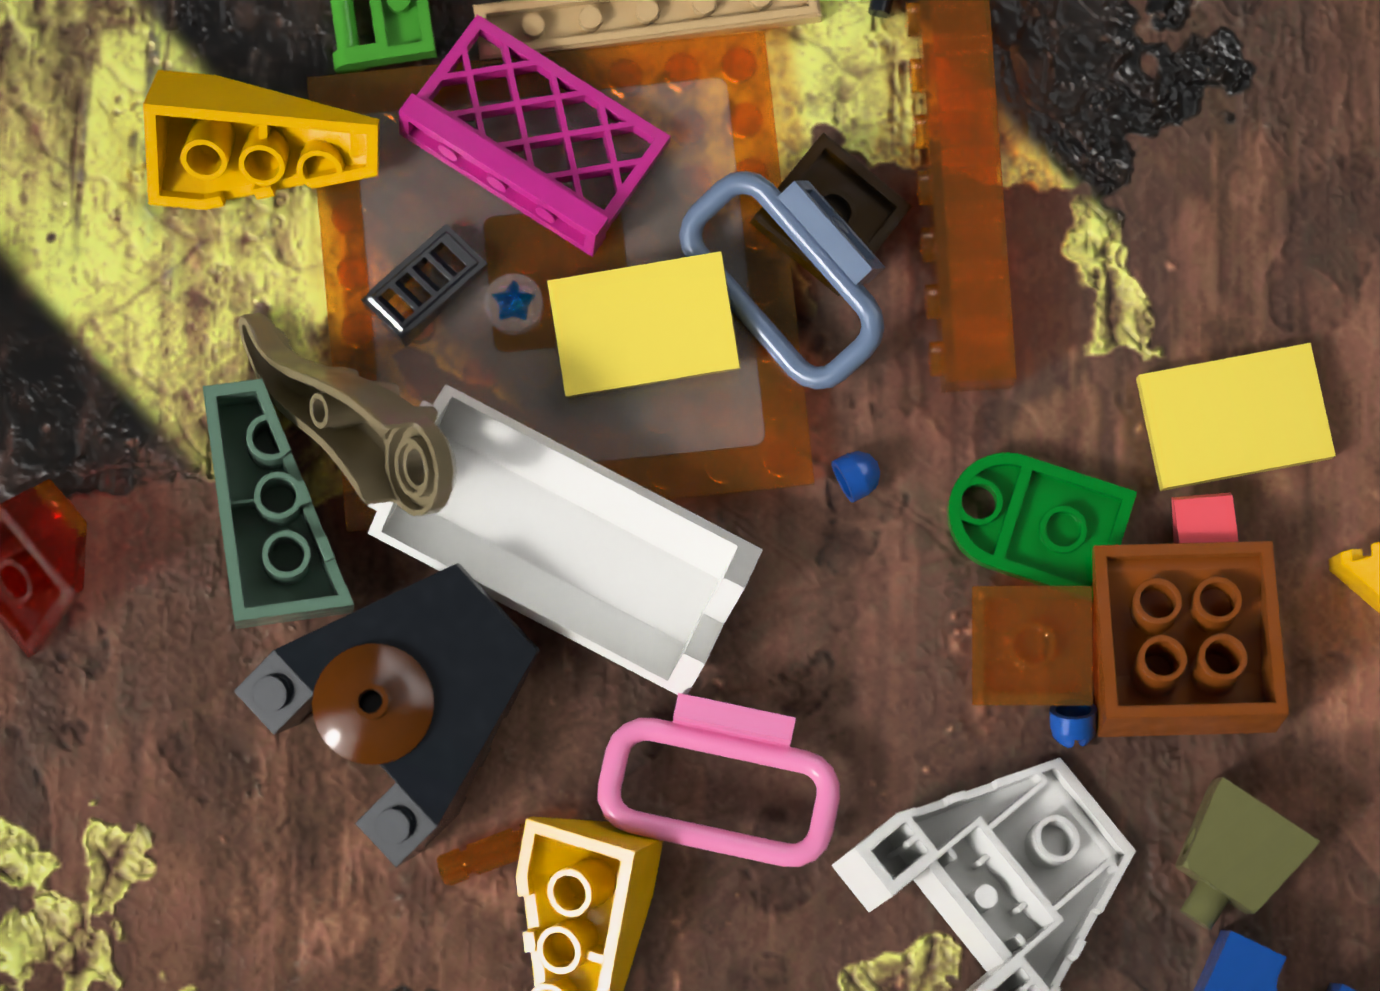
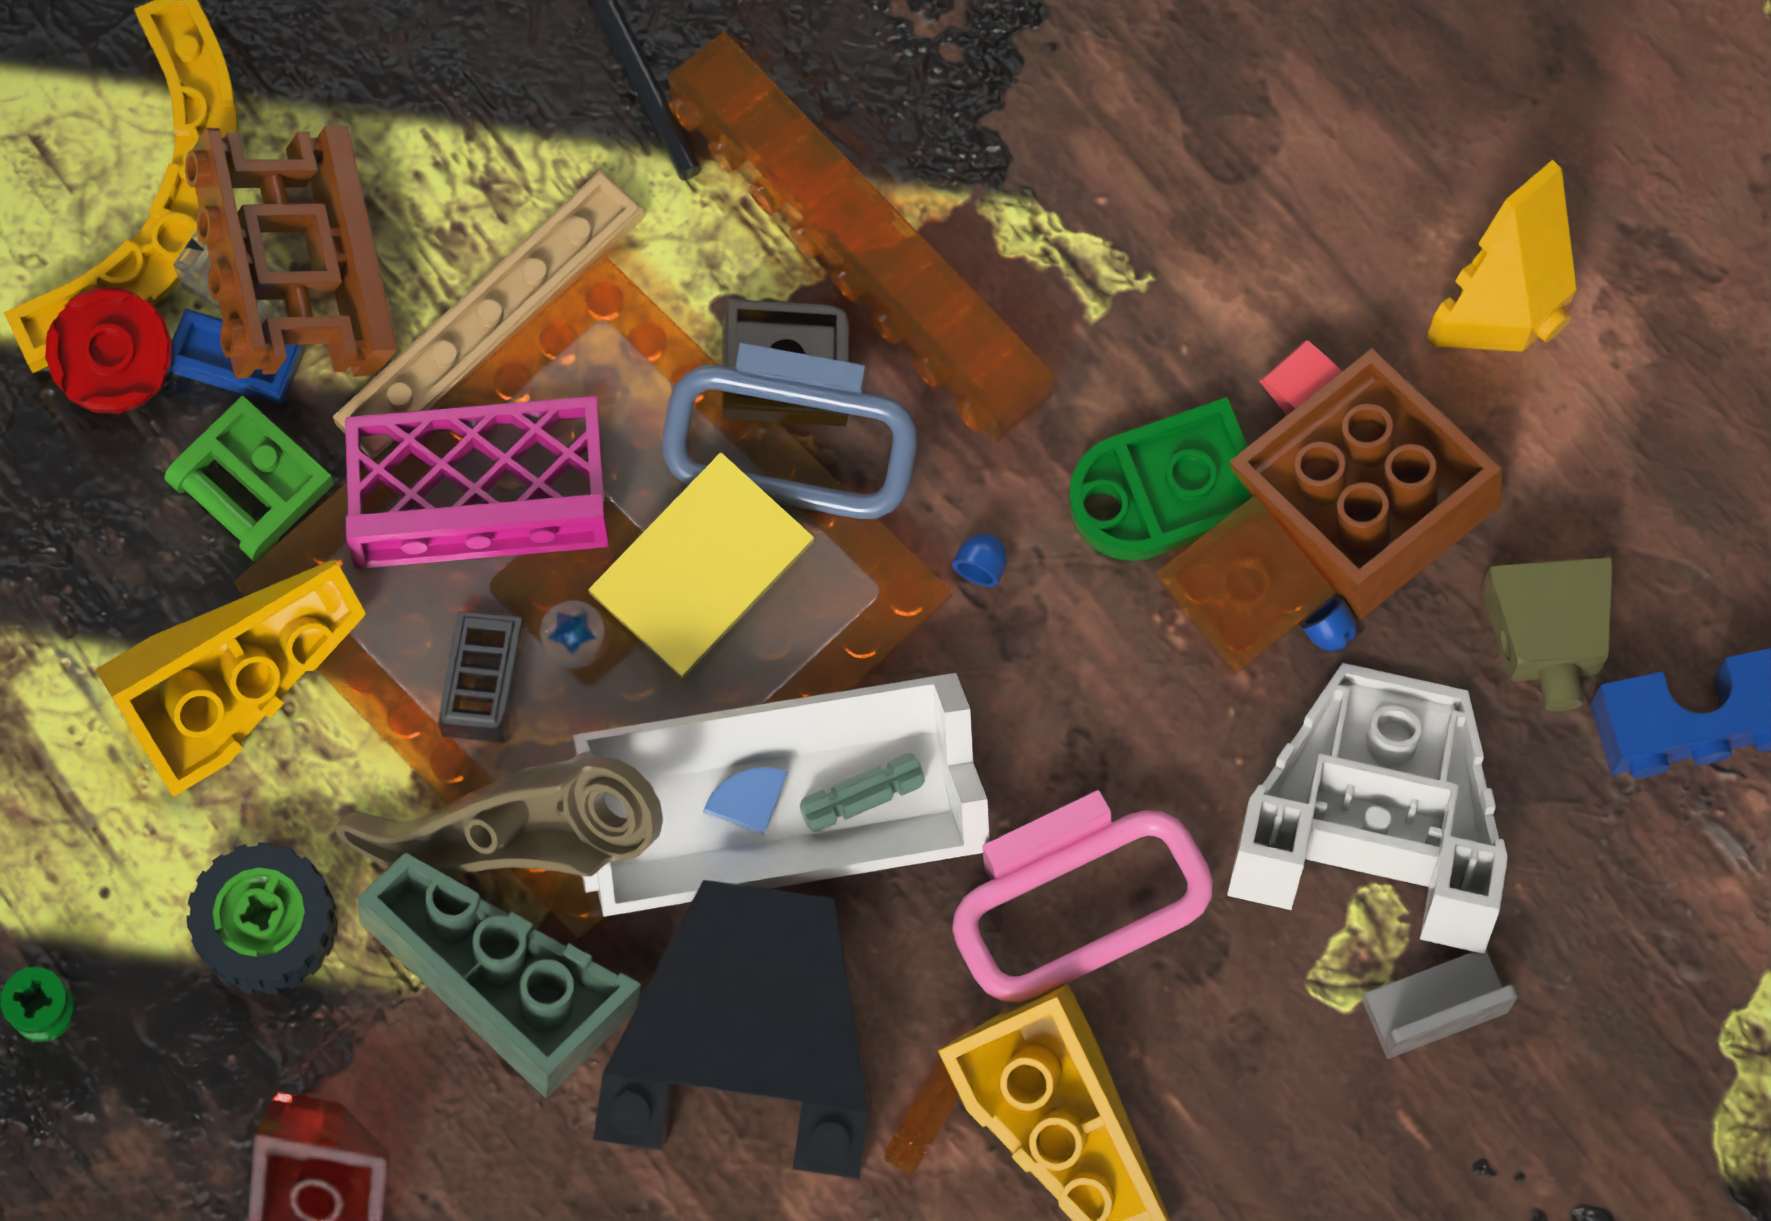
camera: 40 degrees left, 10 degrees down
(138, 343) = (262, 918): none -> black wheel
(399, 722) = (735, 1082): reddish brown dish -> none
(541, 525) = (747, 798): none -> medium blue tile
(627, 583) = (862, 792): none -> sand green axle
(1235, 416) = (1256, 279): light yellow tile -> none

